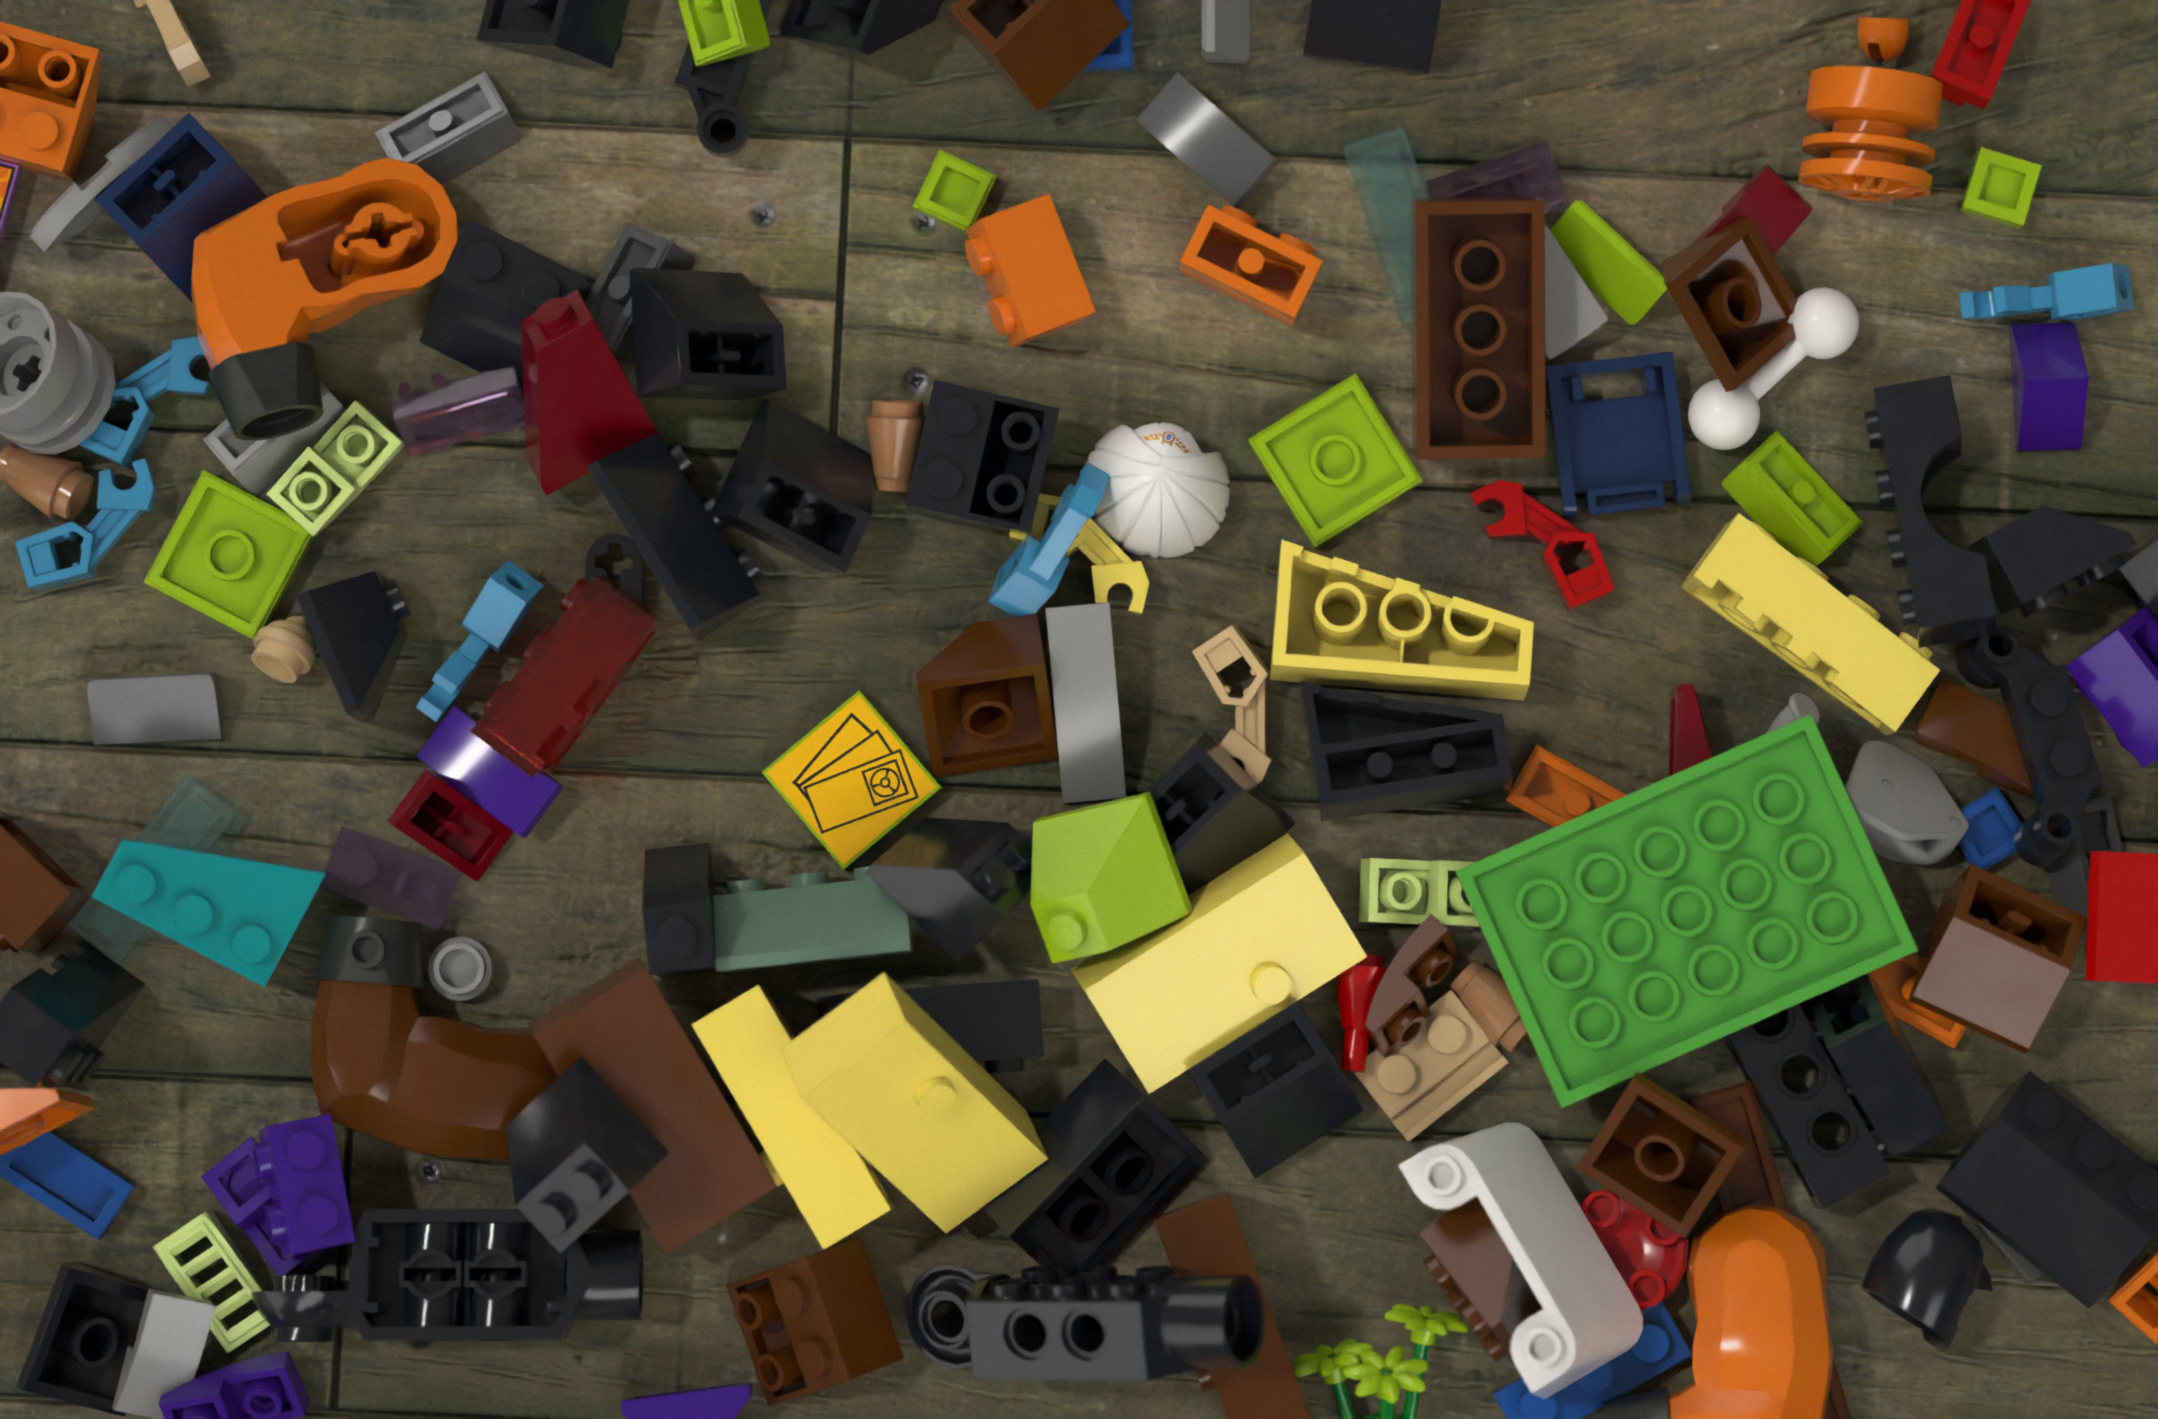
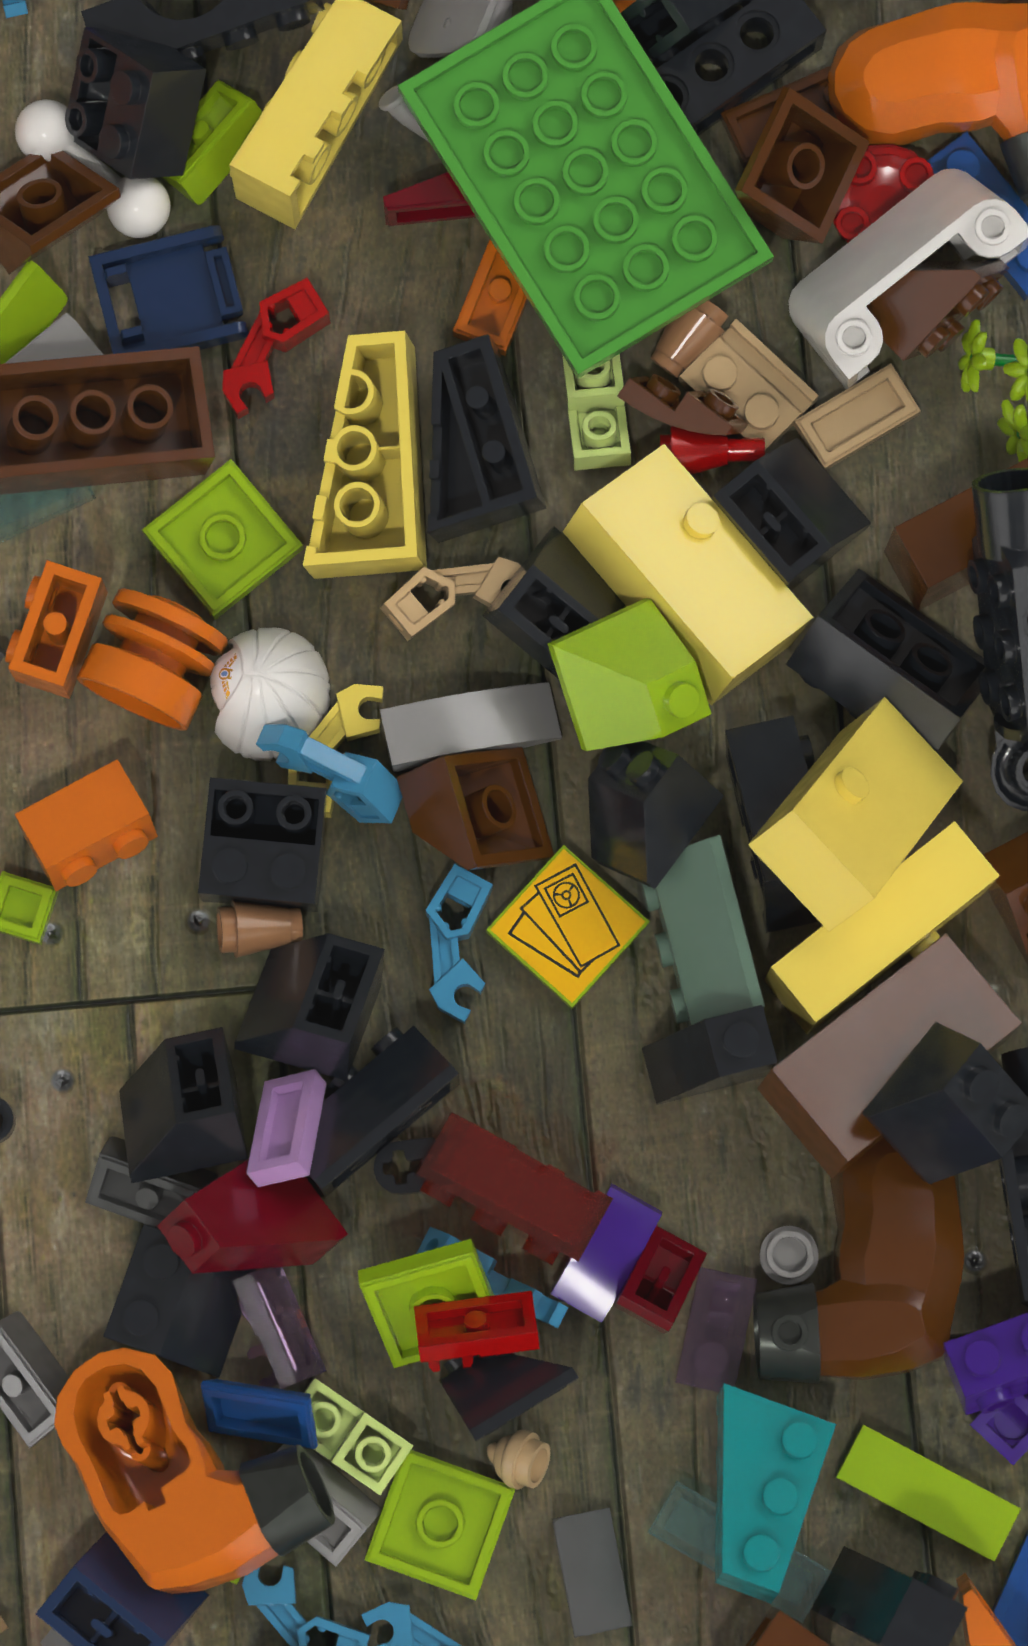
camera: 100 degrees left, 5 degrees down
(186, 1081) = (928, 1493): none -> lime tile
(371, 377) = (259, 1412): none -> blue tile
(420, 615) = (476, 1328): none -> red plate
(458, 574) = (416, 1280): none -> lime tile
(664, 442) = (286, 1128): none -> lavender tile
(823, 642) = (448, 969): none -> dark azure piece
(1200, 363) = (152, 659): none -> orange wheel
(1384, 1199) = (857, 417): none -> tan tile
(1832, 420) = (134, 103): none -> black slope

